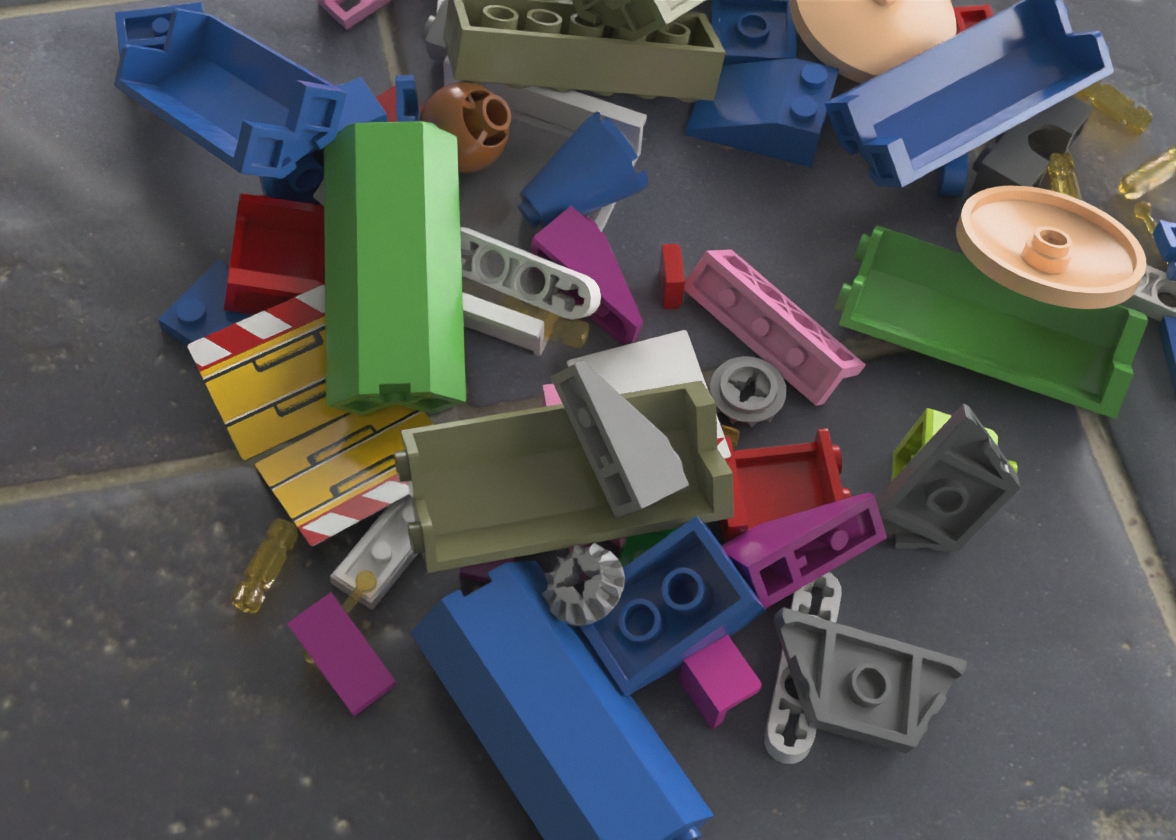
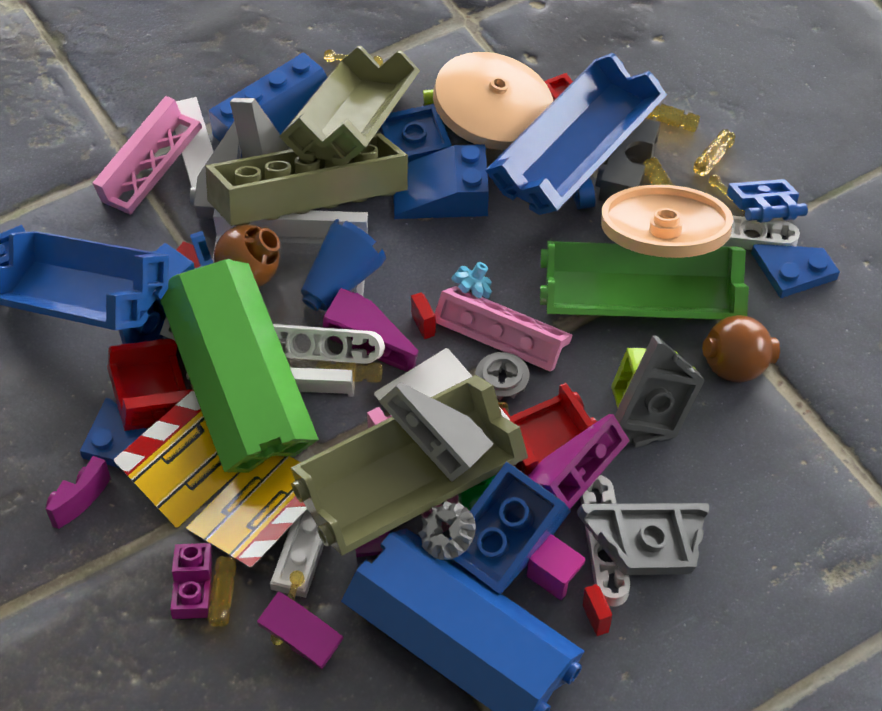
camera: 15 degrees left, 5 degrees down
(121, 381) = (74, 499): none -> magenta slope
(233, 537) = (191, 580): none -> magenta slope
(754, 761) = (597, 609): none -> red tile
(757, 249) = (473, 280): none -> medium azure plant
(1091, 456) = (740, 349): none -> dark orange brick

